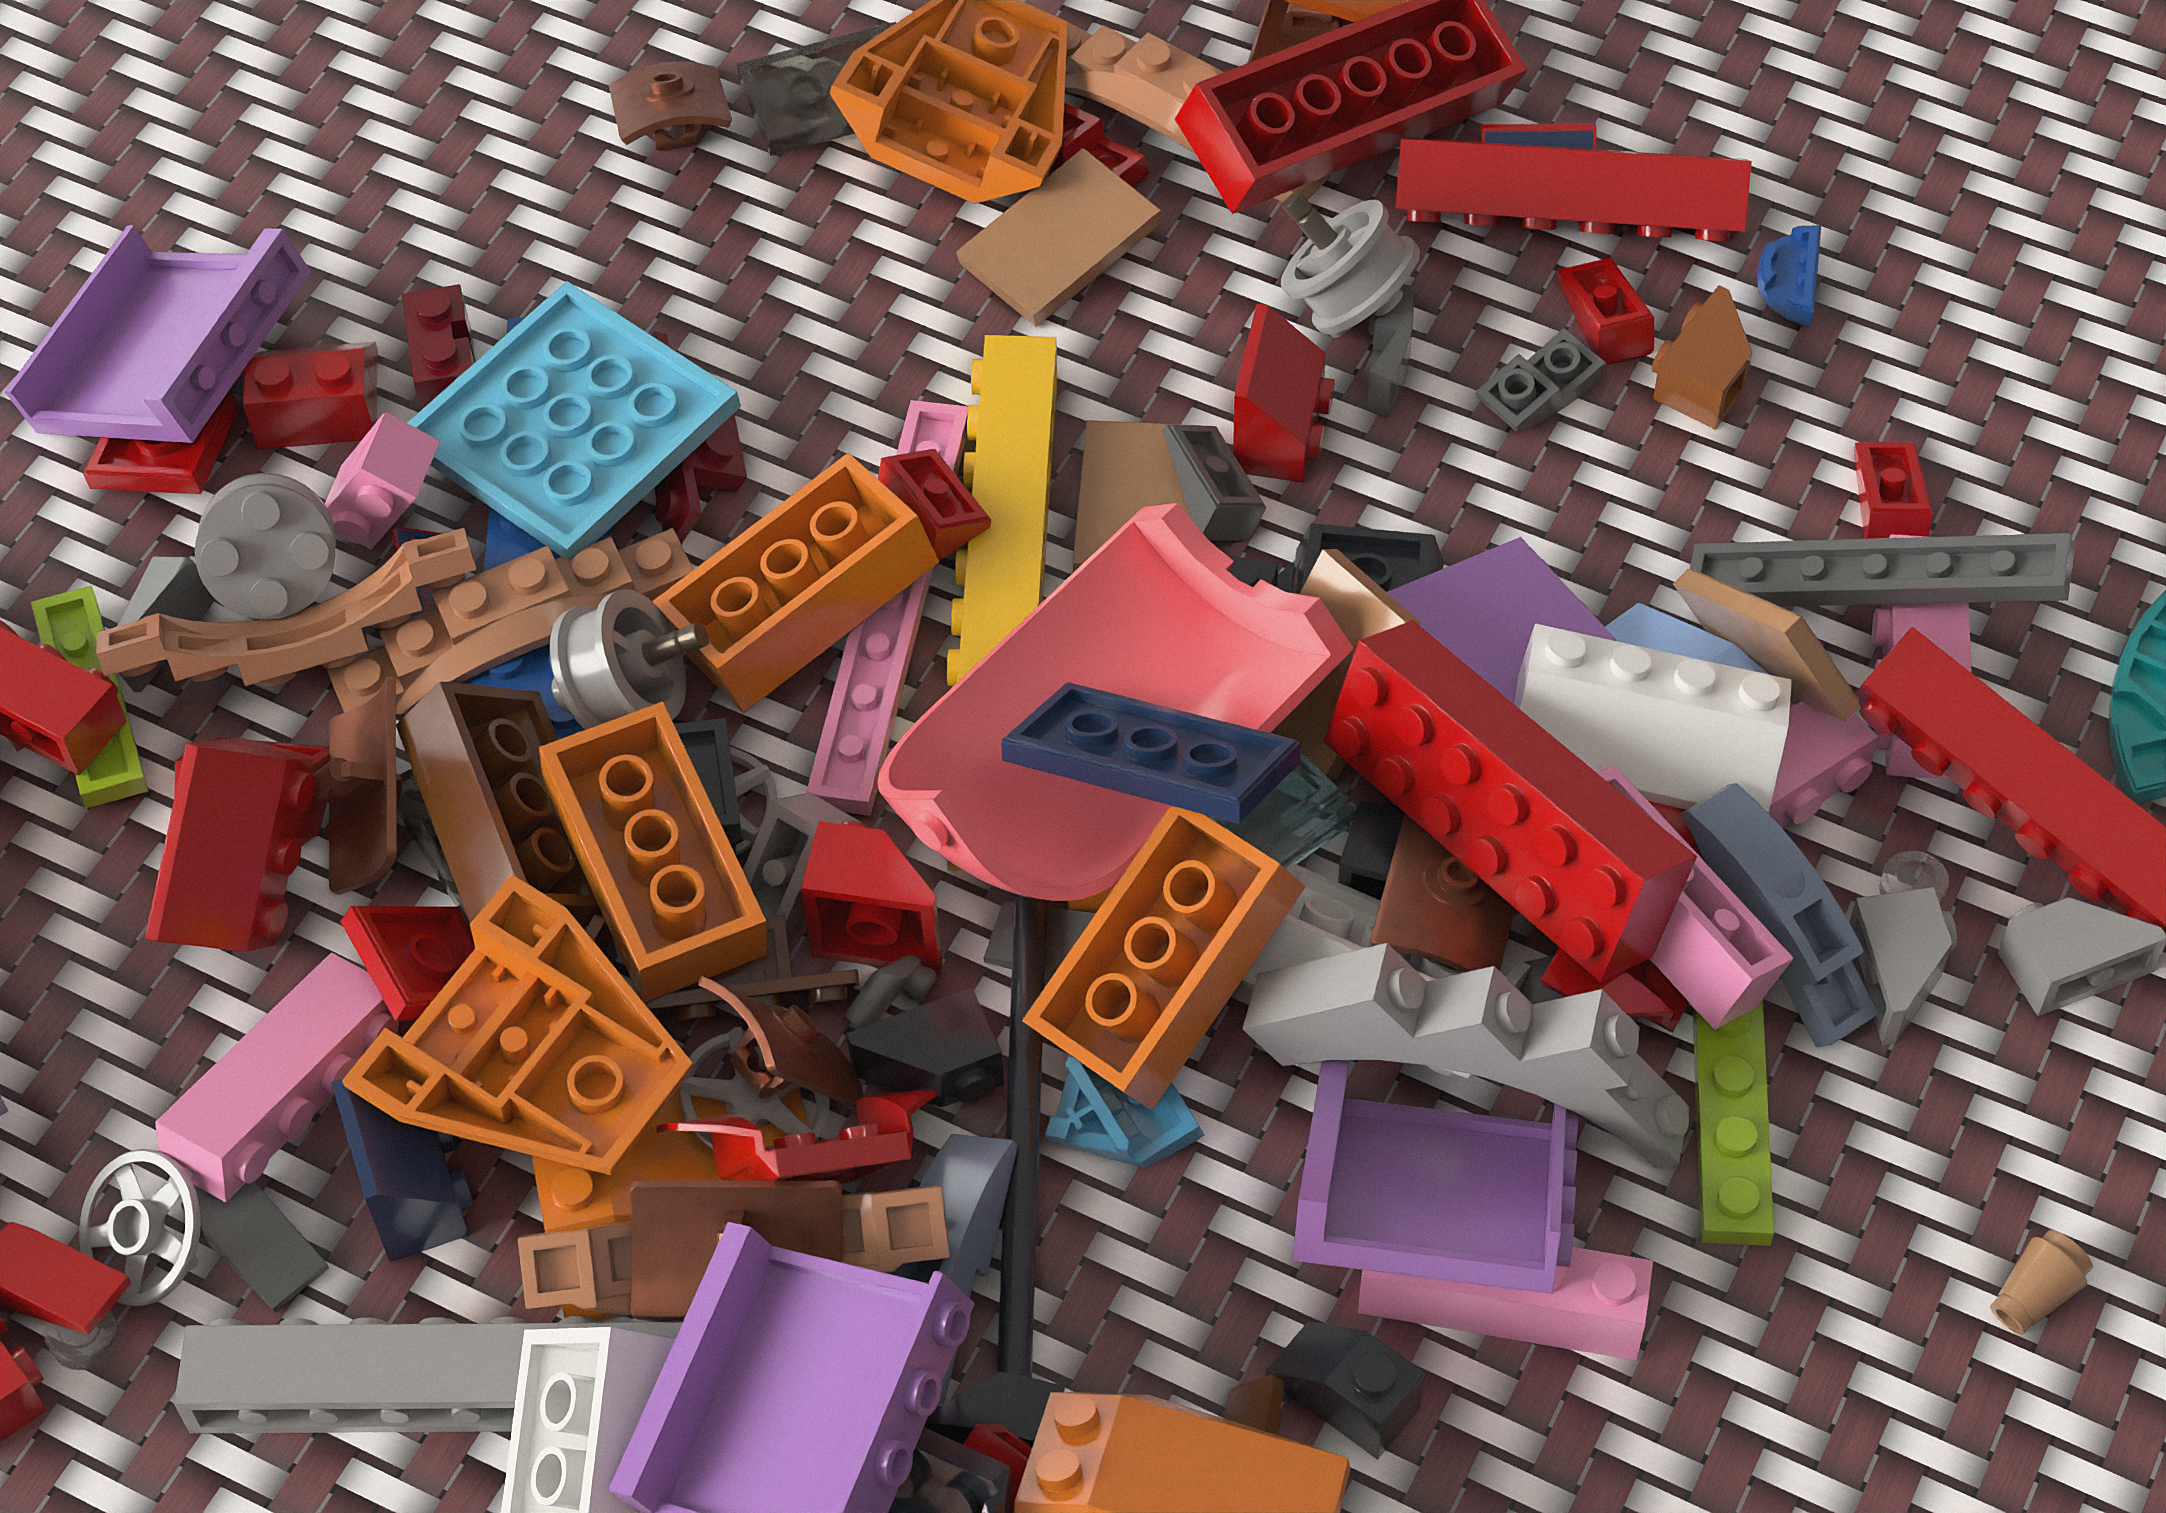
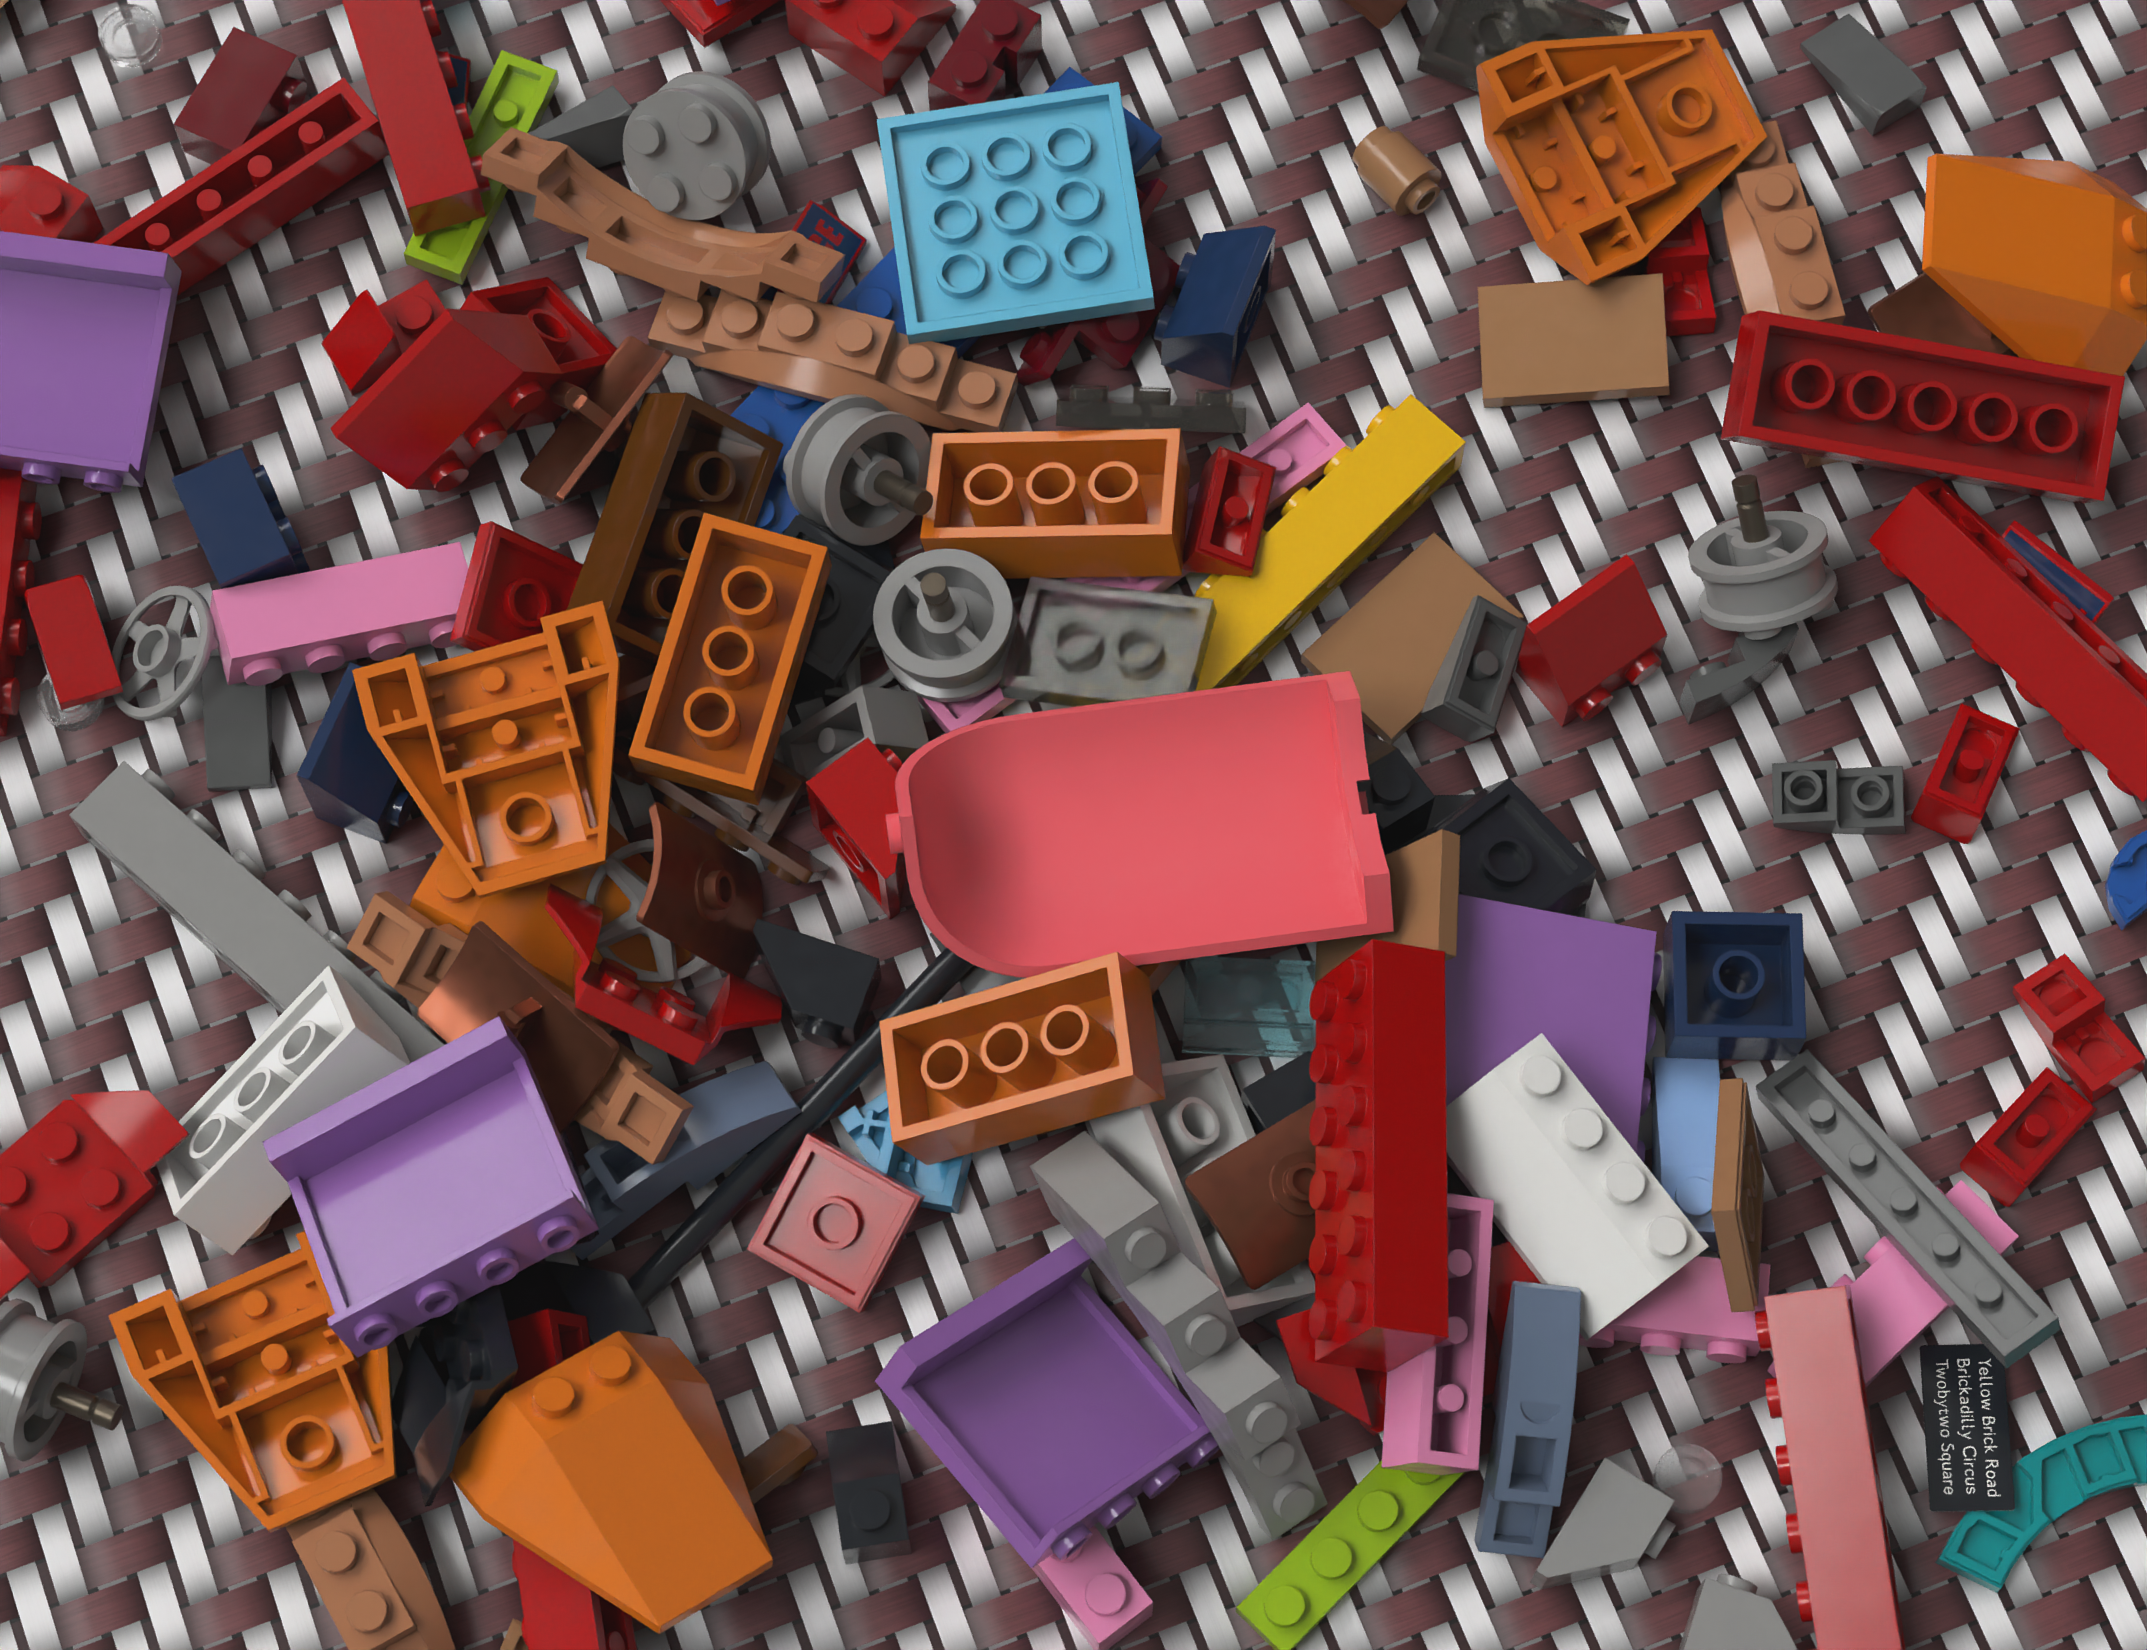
camera: 40 degrees right, 15 degrees up
(114, 869) = (376, 335): none -> red slope
(121, 1072) = (239, 521): none -> dark blue brick
(379, 480) = (826, 153): bright pink brick -> none
(758, 495) = (1151, 409): none -> clear smoke plate
(781, 379) = (1217, 303): none -> dark blue slope
(793, 719) = (945, 624): none -> light grey wheel
(823, 220) = (1397, 171): none -> medium nougat brick
(886, 984) = (831, 899): dark grey arm -> none
(927, 641) = (1105, 644): none -> clear smoke plate
(1122, 1208) = (835, 1222): none -> plate
(1152, 752) = (1143, 895): dark blue tile -> none
(1610, 534) = (1734, 985): none -> dark blue brick
(1707, 363) = (1986, 896): dark orange slope -> none
(1836, 402) = (2076, 1029): none -> red slope
(2060, 699) = (1966, 1429): none -> black sticker

